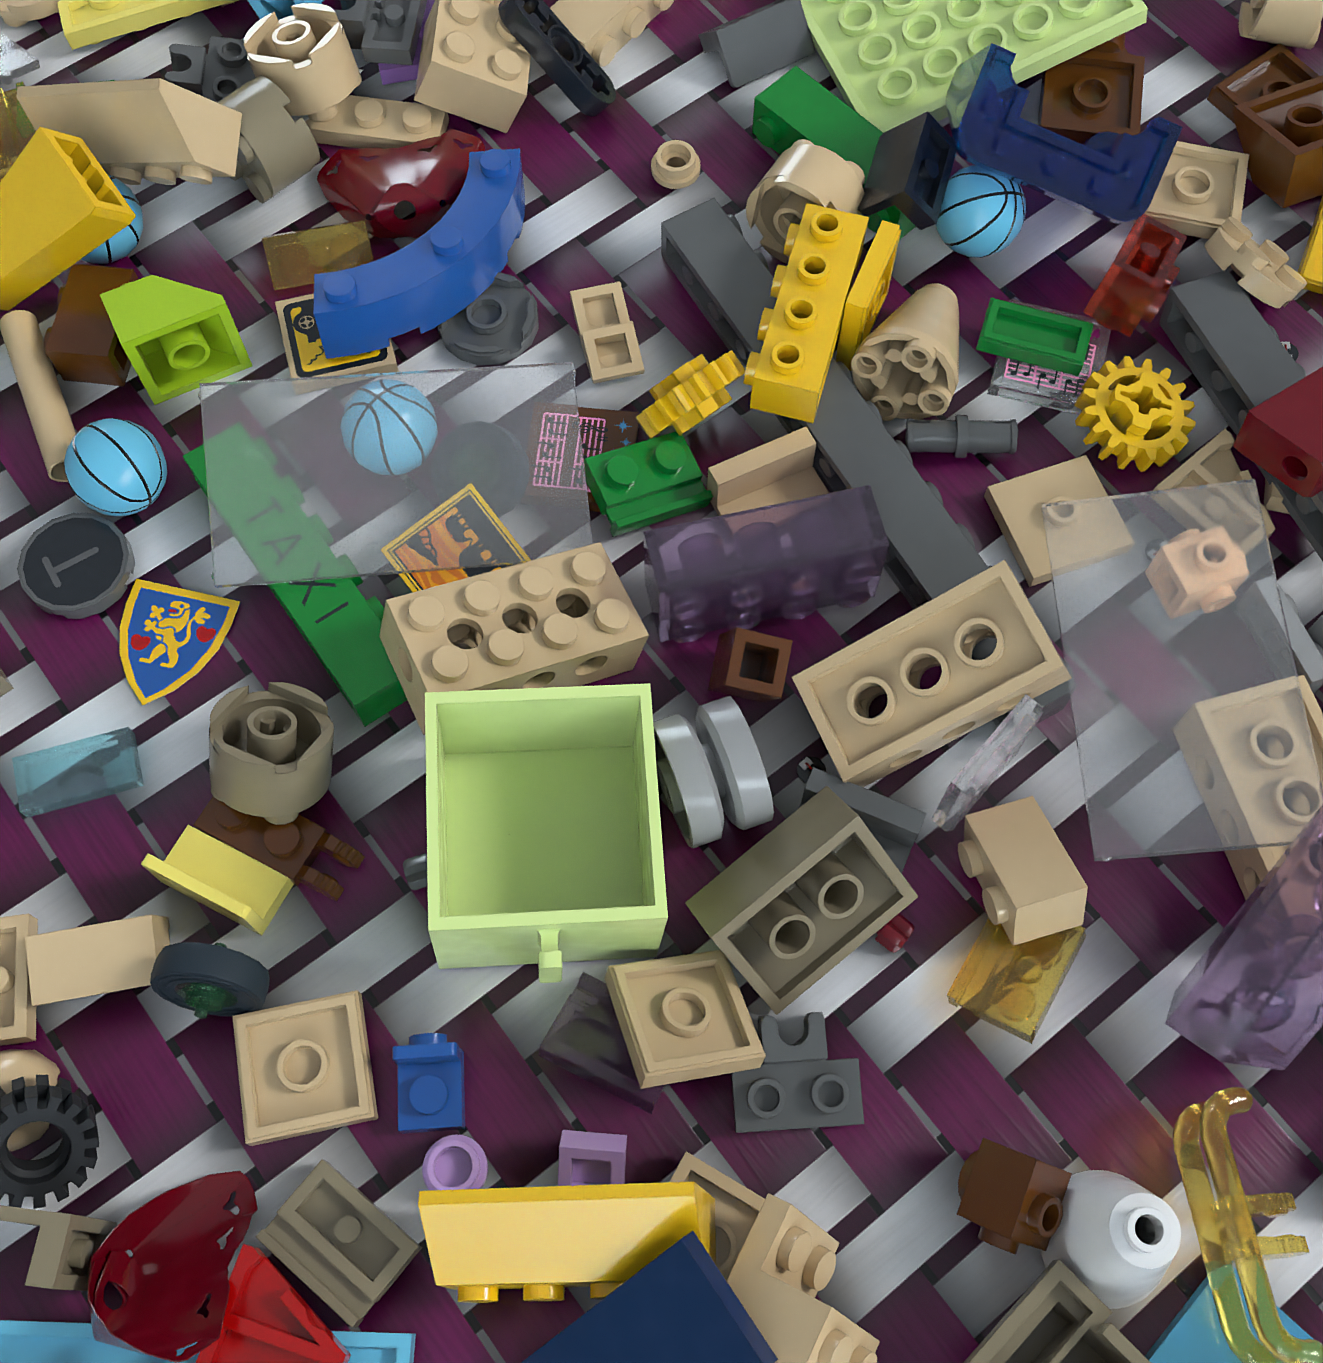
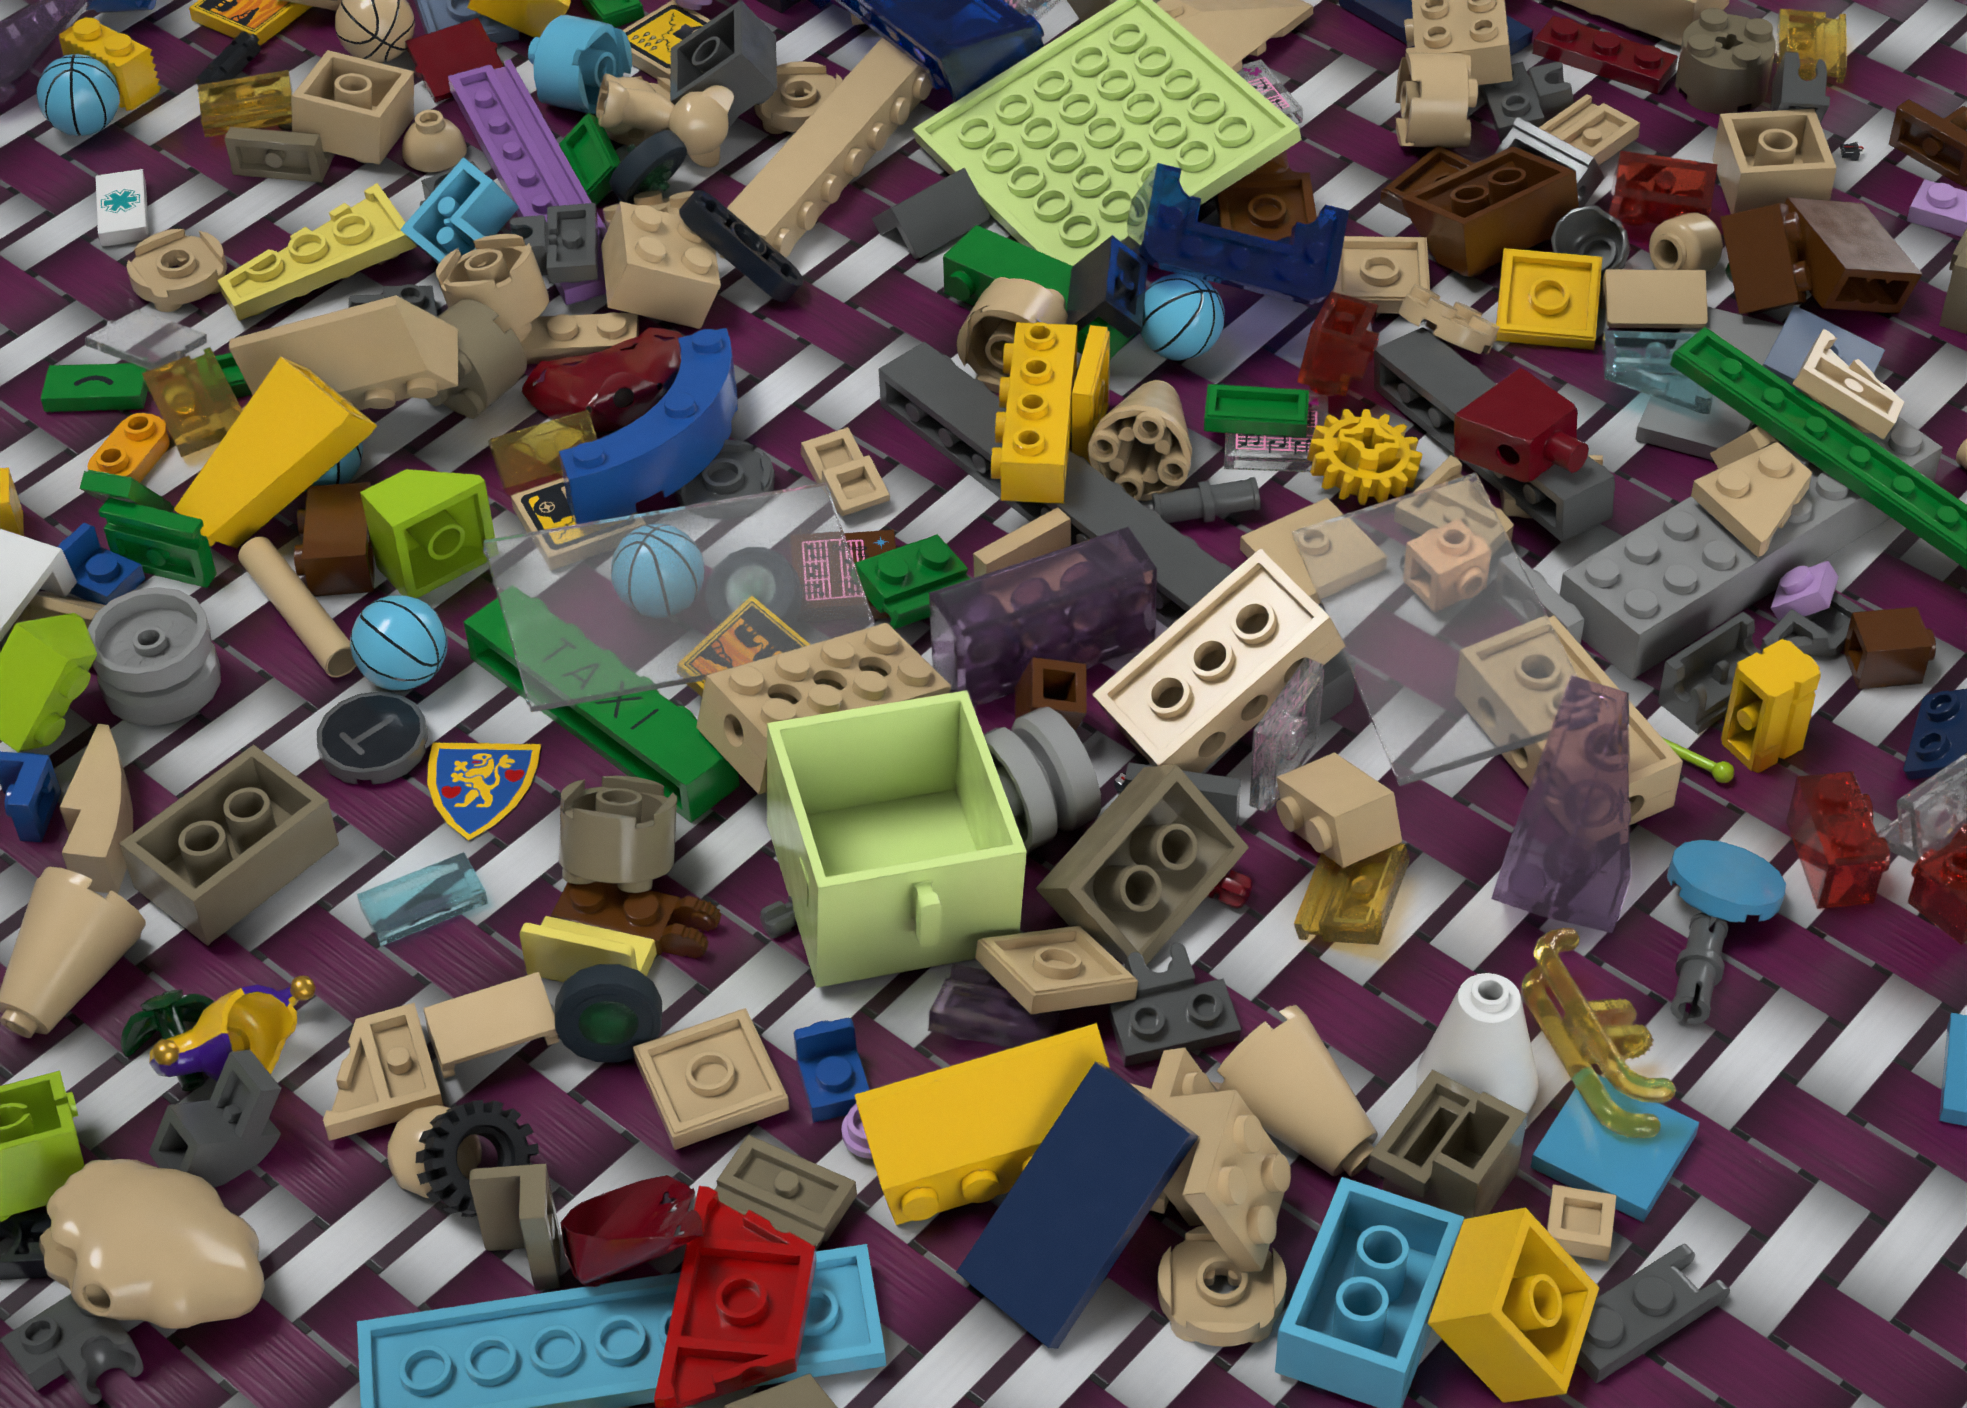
camera: 10 degrees left, 20 degrees down
(675, 165) = (877, 327): tan plate -> none
(690, 394) = (942, 497): yellow gear -> none
(907, 1243) = (1300, 1094): none -> tan cone
(1011, 1196) = (1384, 1044): reddish brown brick -> none

